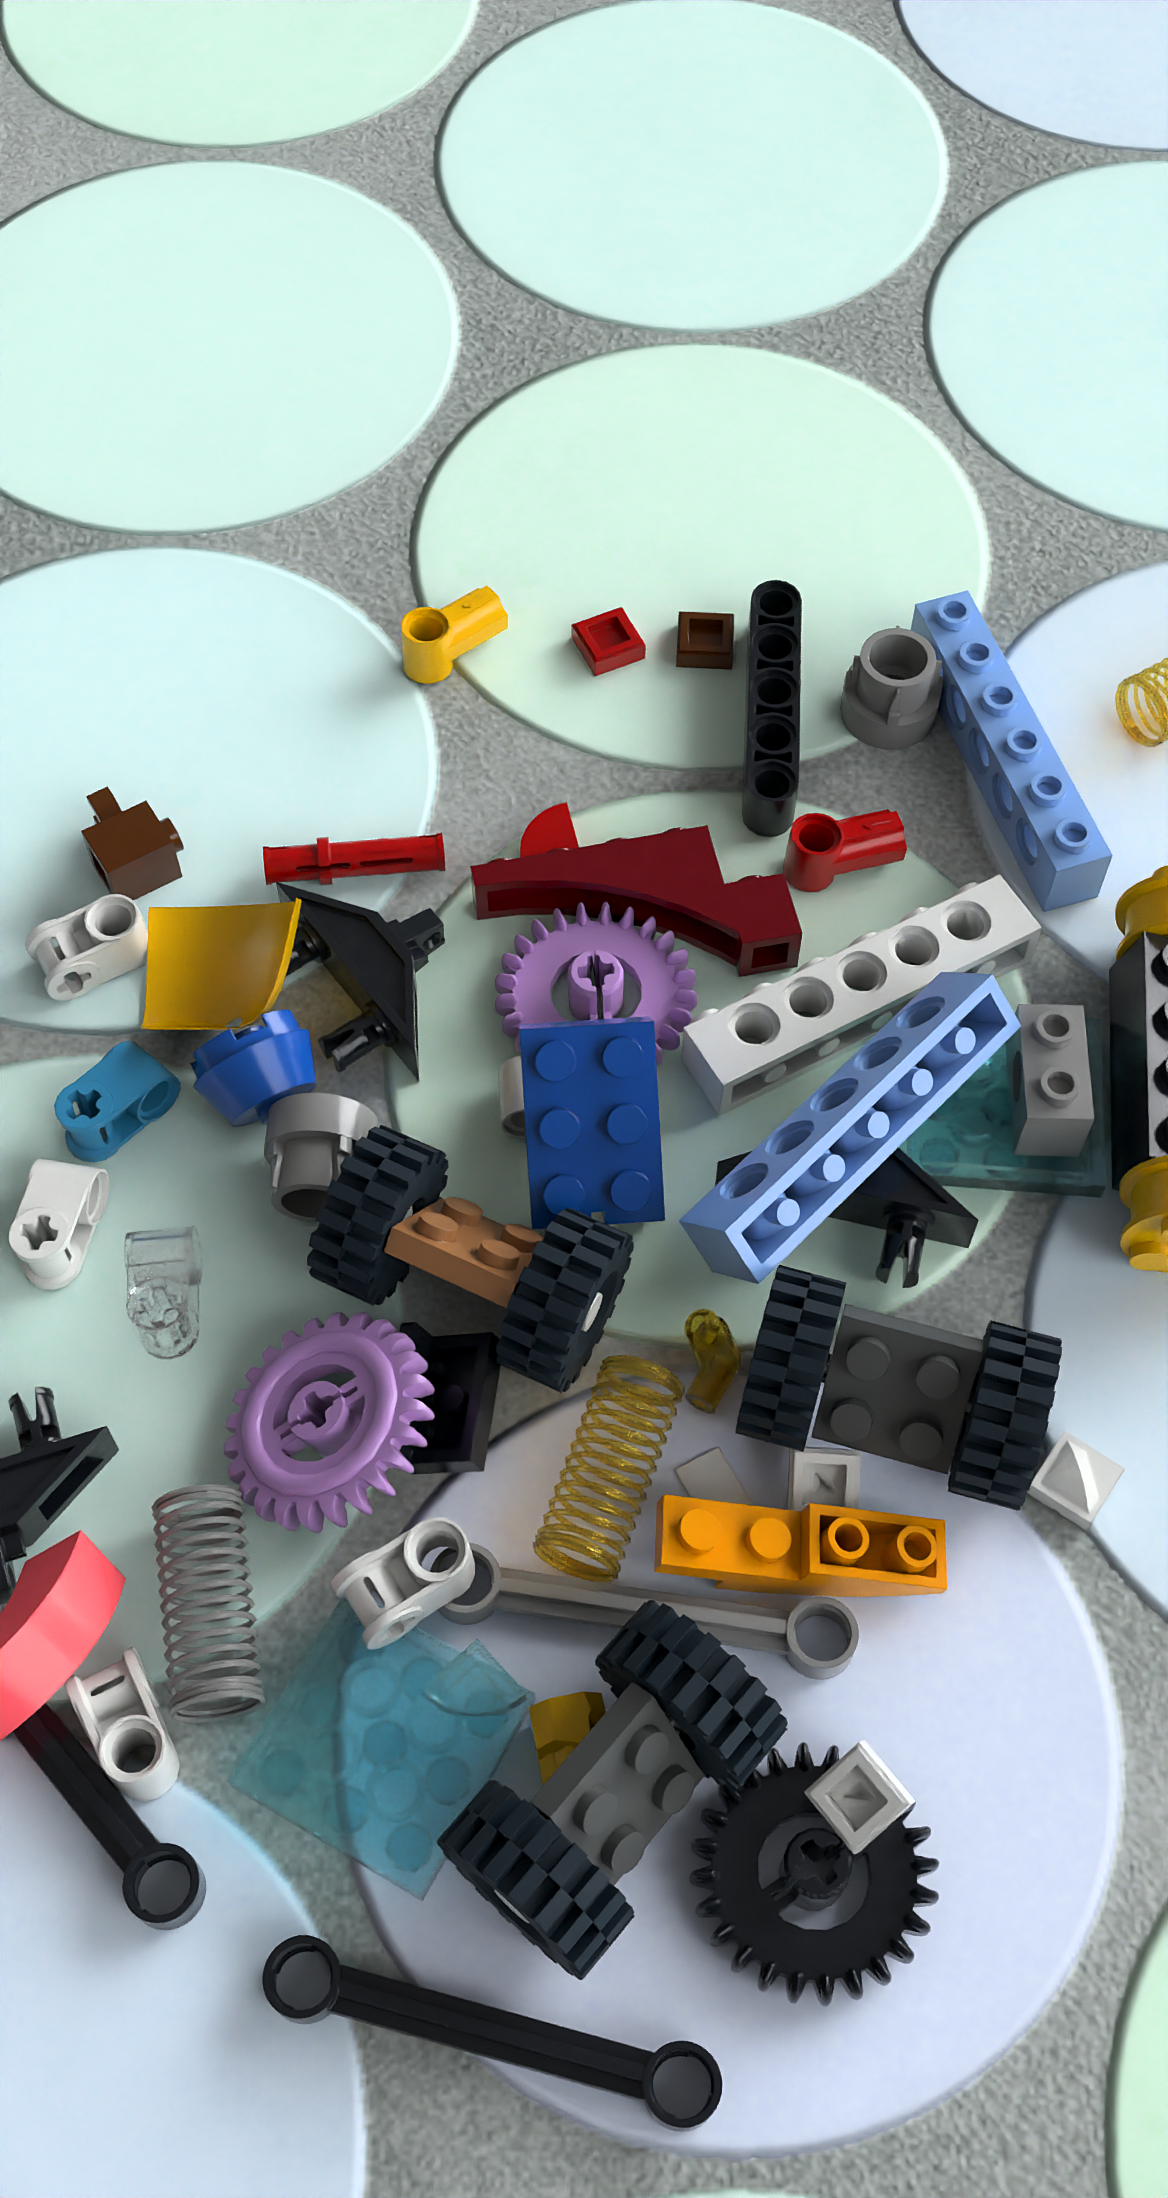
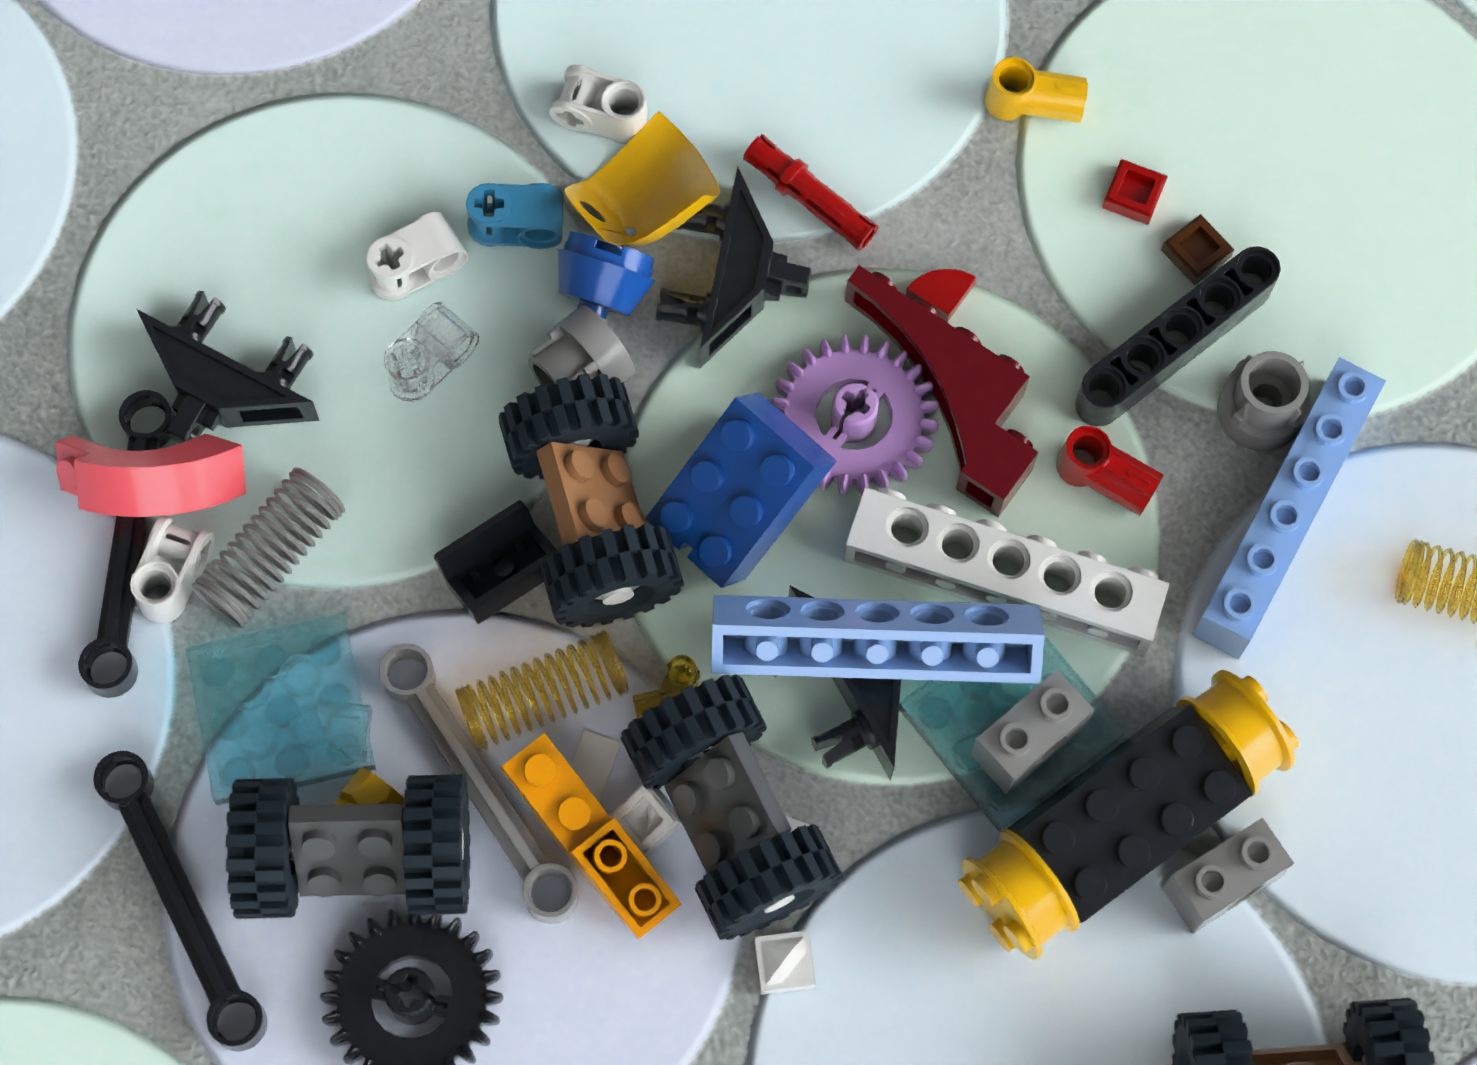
camera: 45 degrees right, 10 degrees up
(131, 846) = (689, 61): reddish brown brick -> none
(351, 1426) = (435, 528): lavender gear -> none
(402, 1583) = (359, 635): white piece -> none
(859, 1796) = (464, 983): white tile -> none

